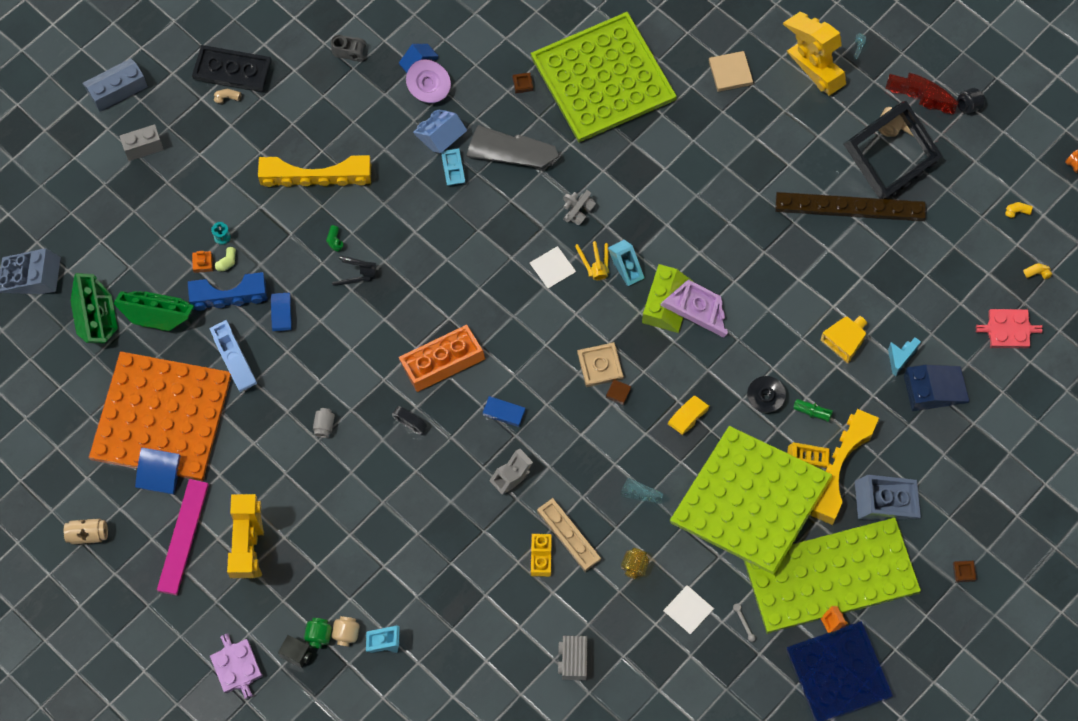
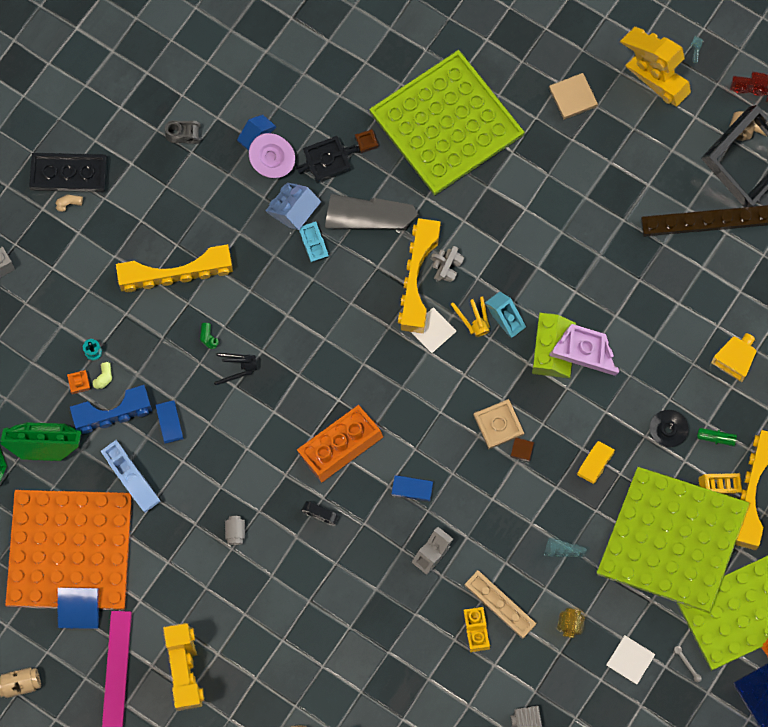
camera: 10 degrees left, 5 degrees up
(481, 93) = (327, 159): none -> black plate
(561, 182) = (426, 239): none -> yellow arch

